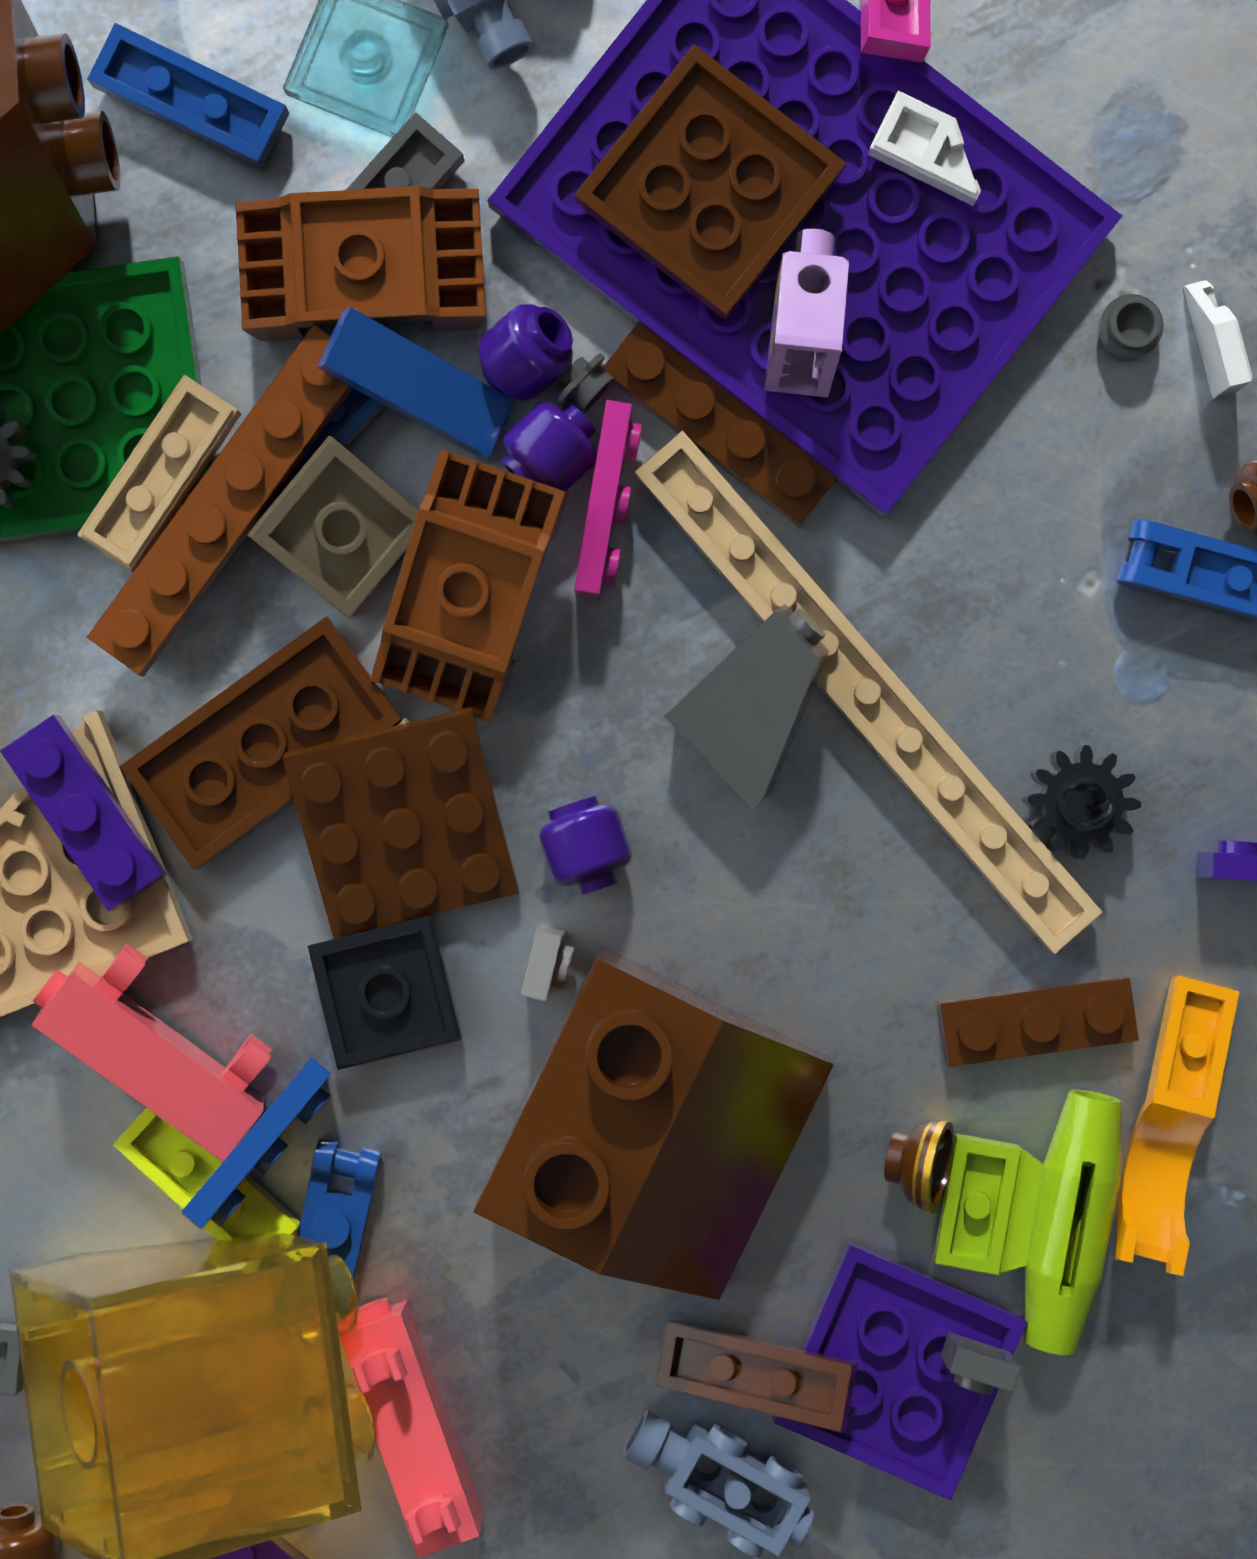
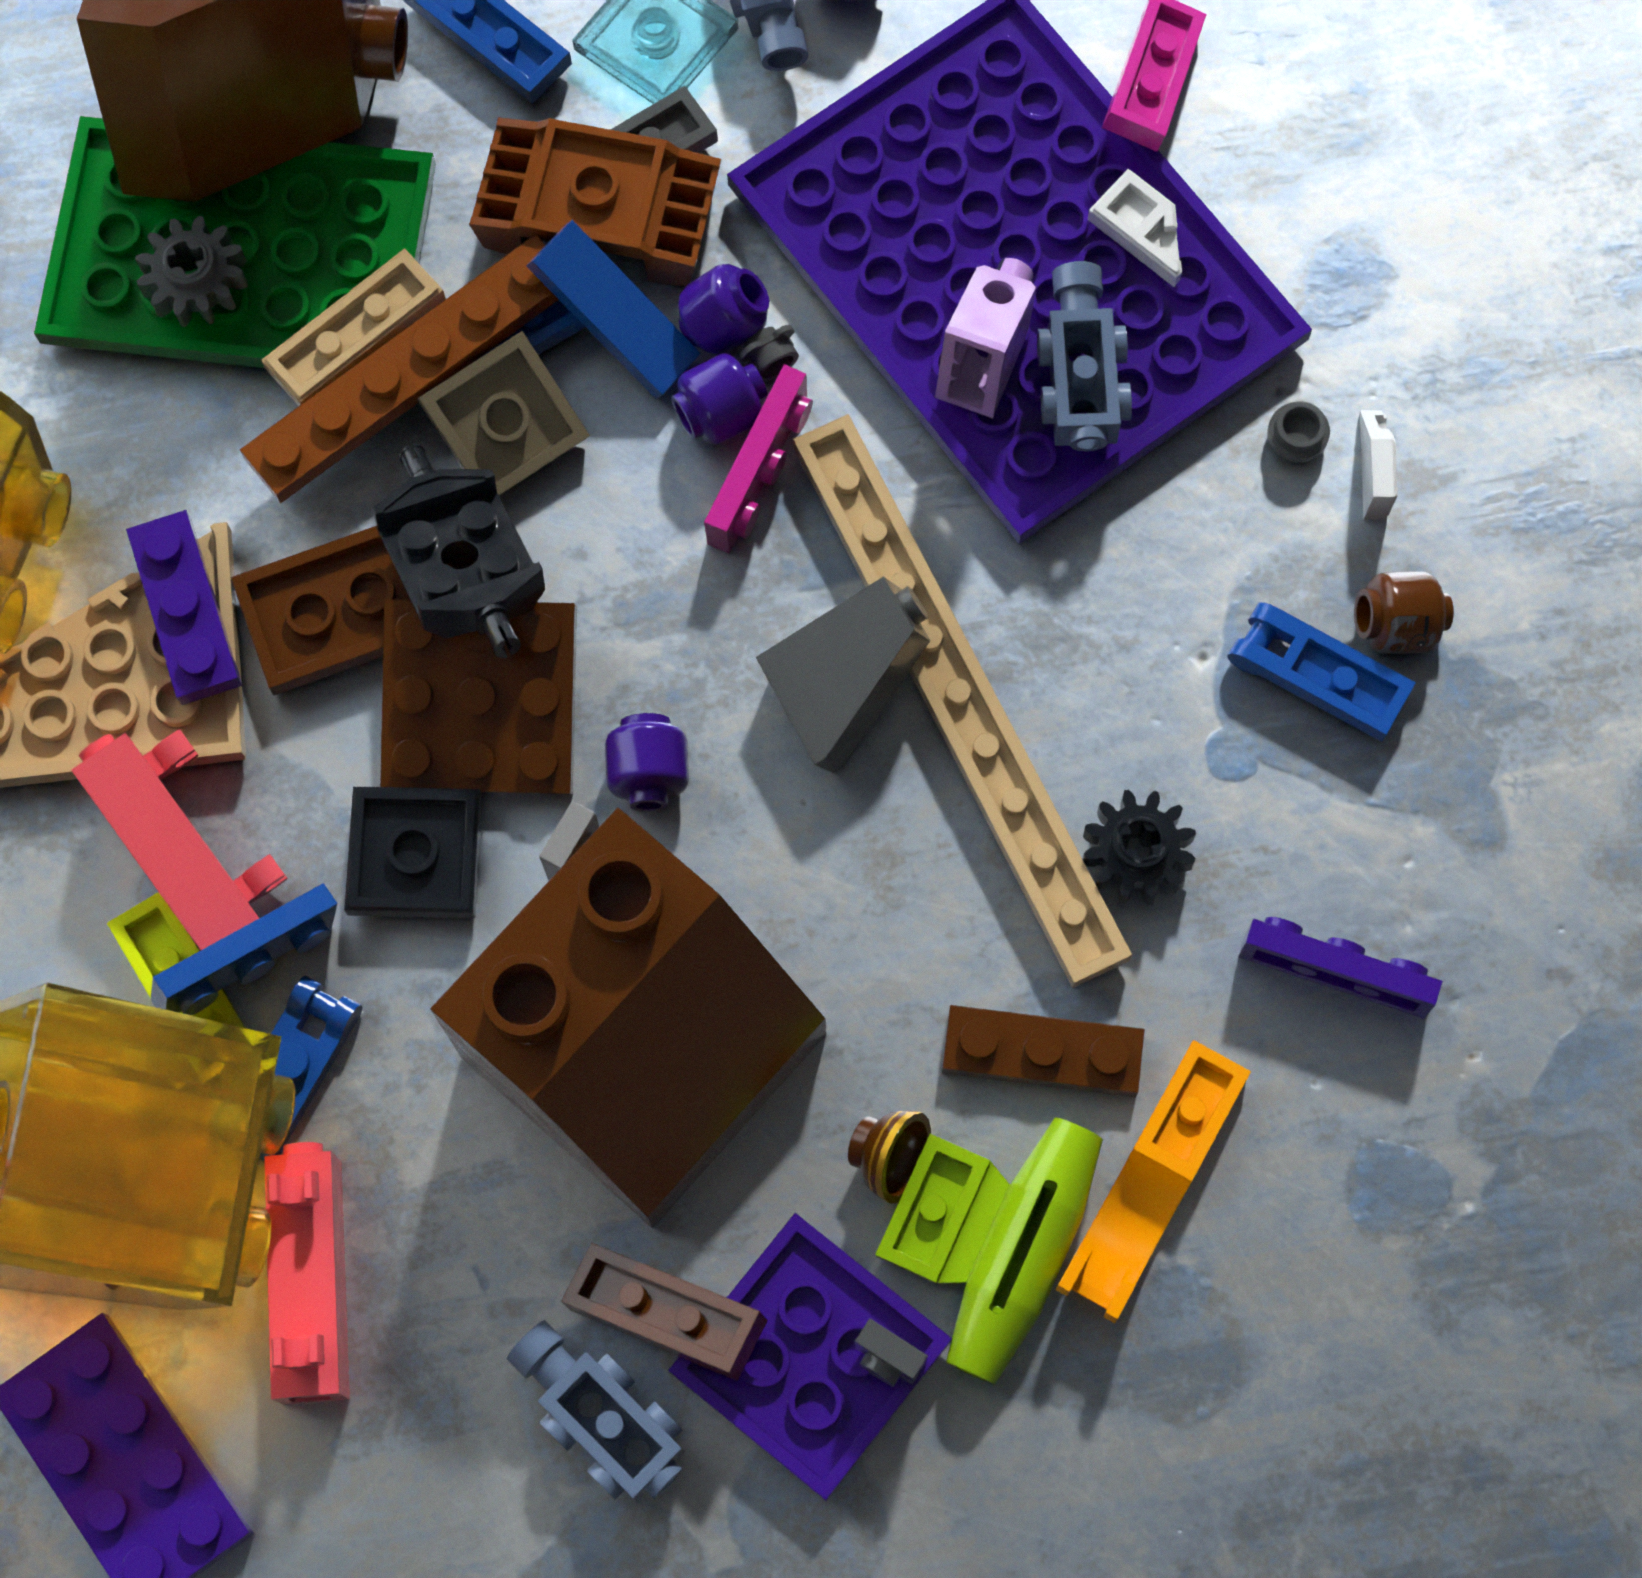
camera: 15 degrees right, 15 degrees down
(328, 649) = (453, 517): none -> black plate
(467, 584) = (610, 486): dark orange plate -> none
(709, 182) = (932, 203): reddish brown plate -> none
(718, 425) = (887, 424): reddish brown plate -> none
(922, 338) = (1092, 378): none -> sand blue brick

